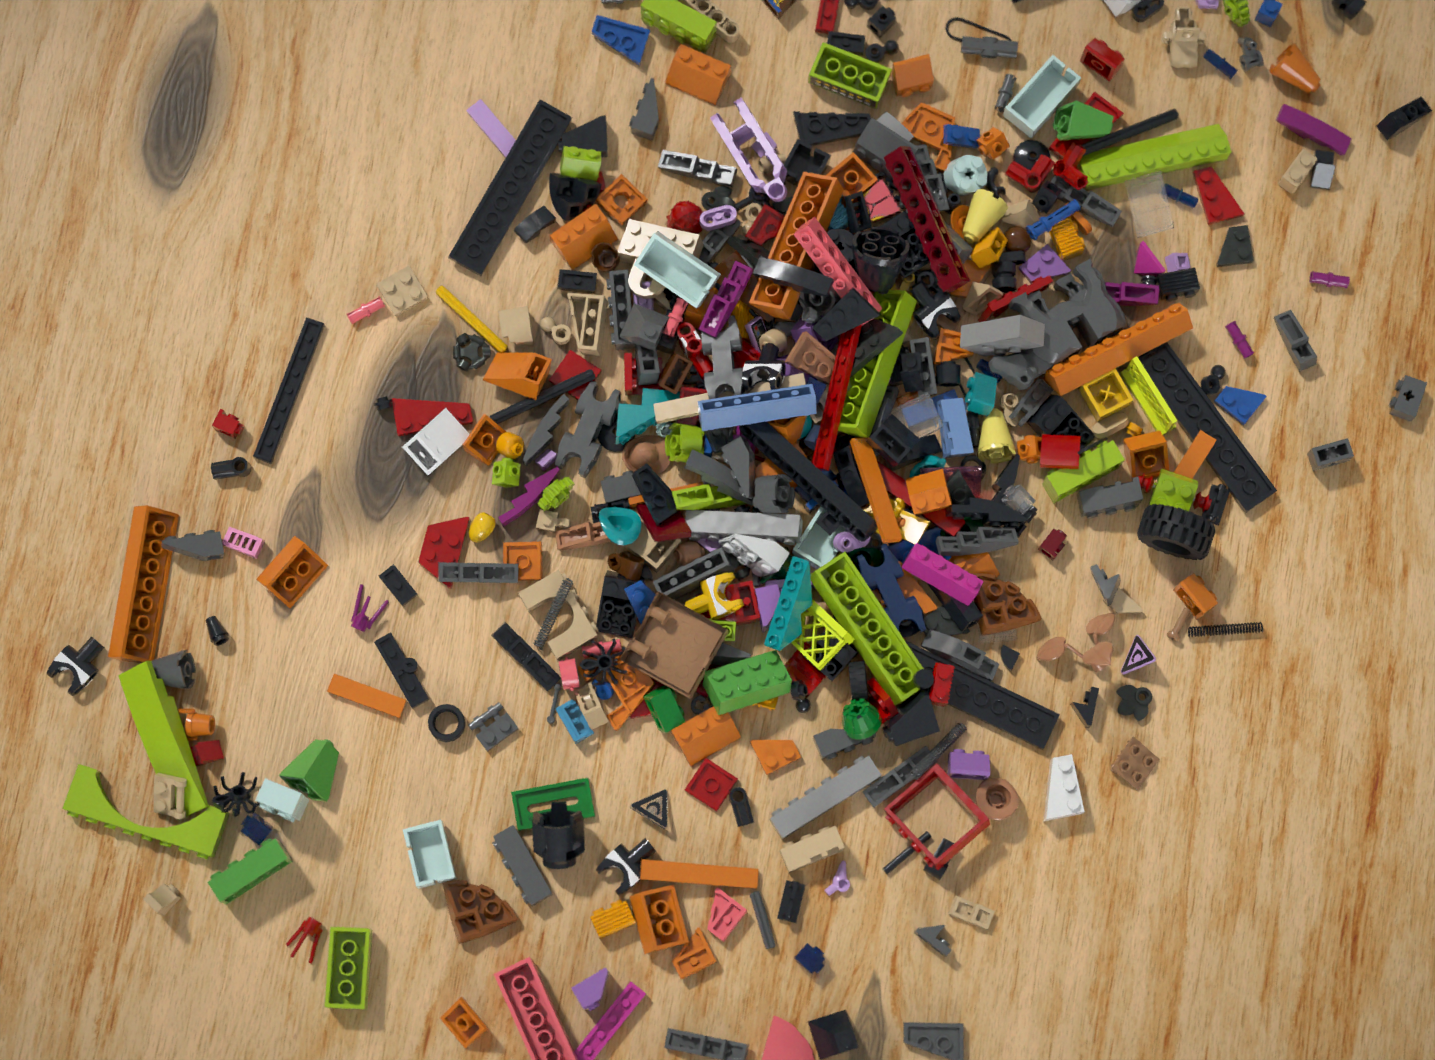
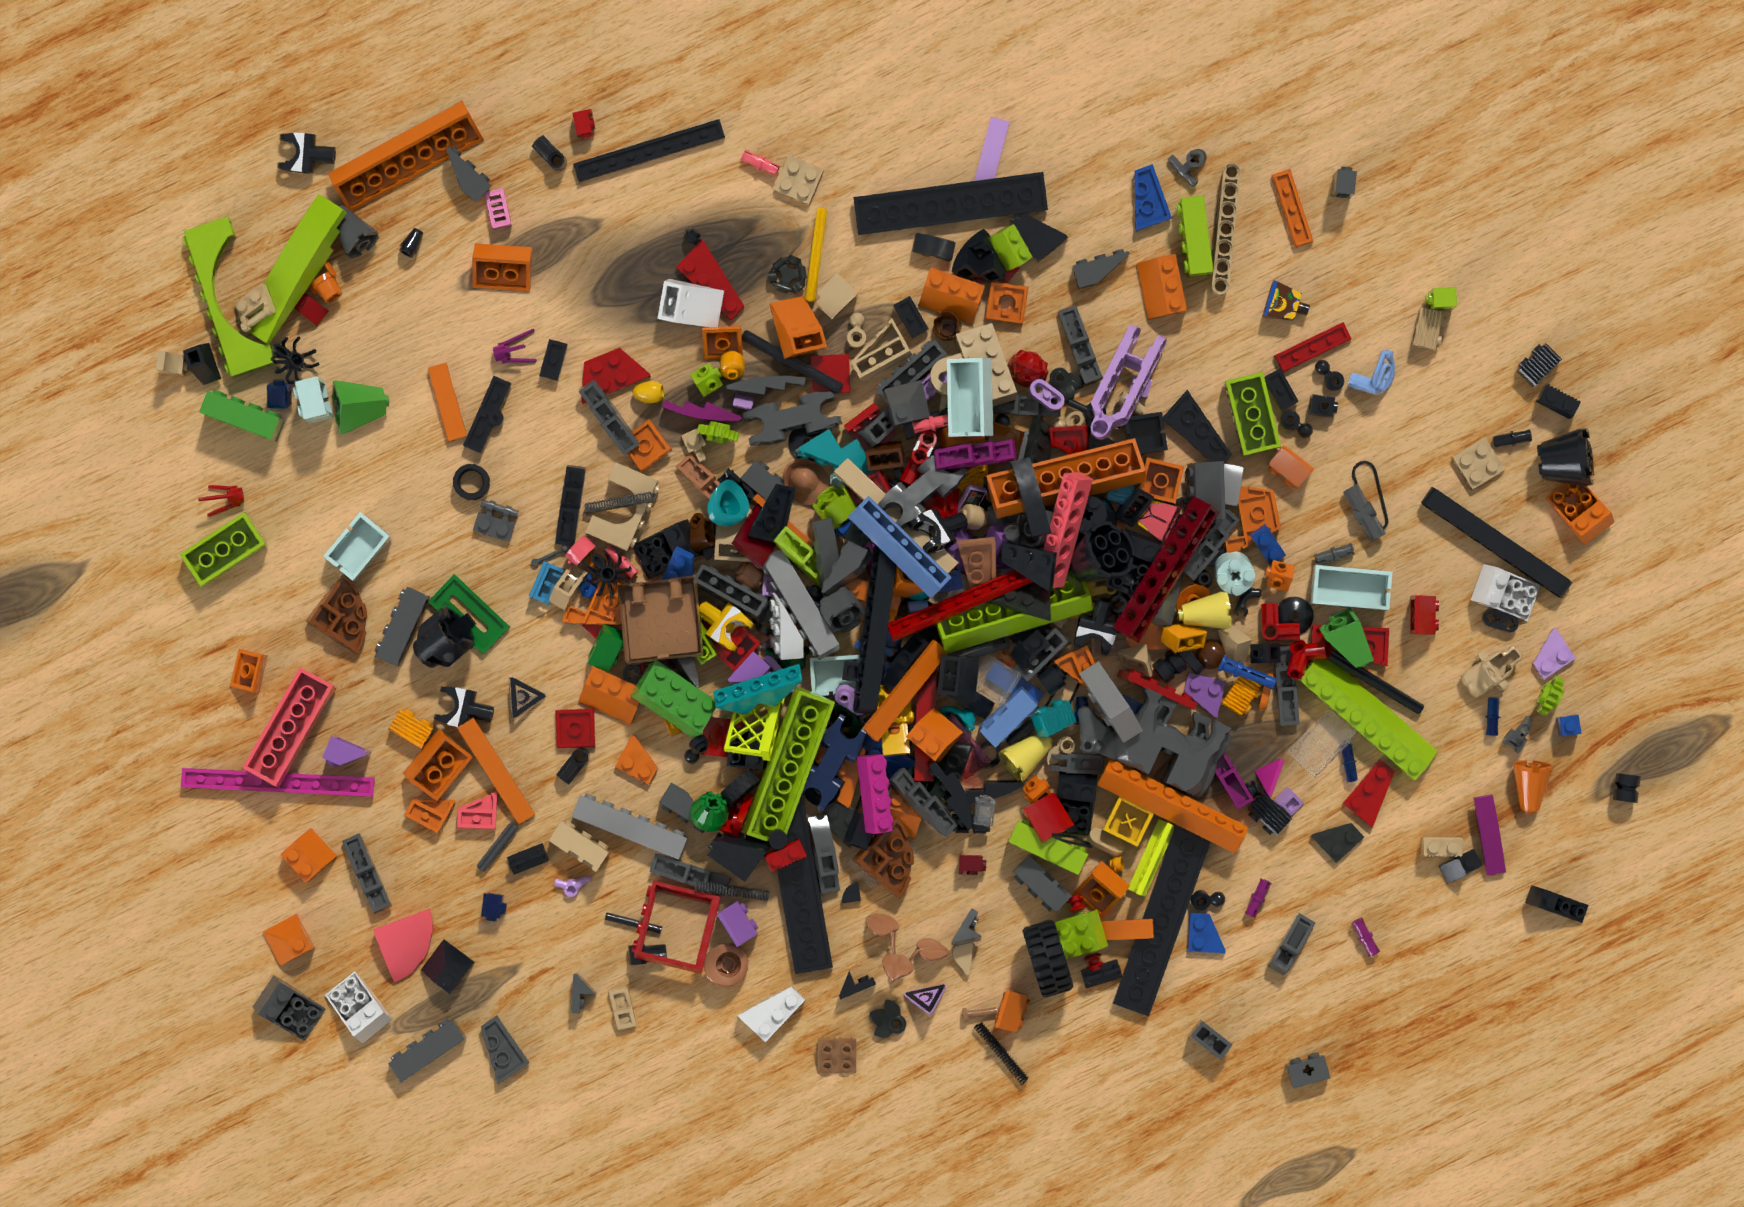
camera: 60 degrees right, 10 degrees up
(182, 873) = (202, 363): none -> black slope

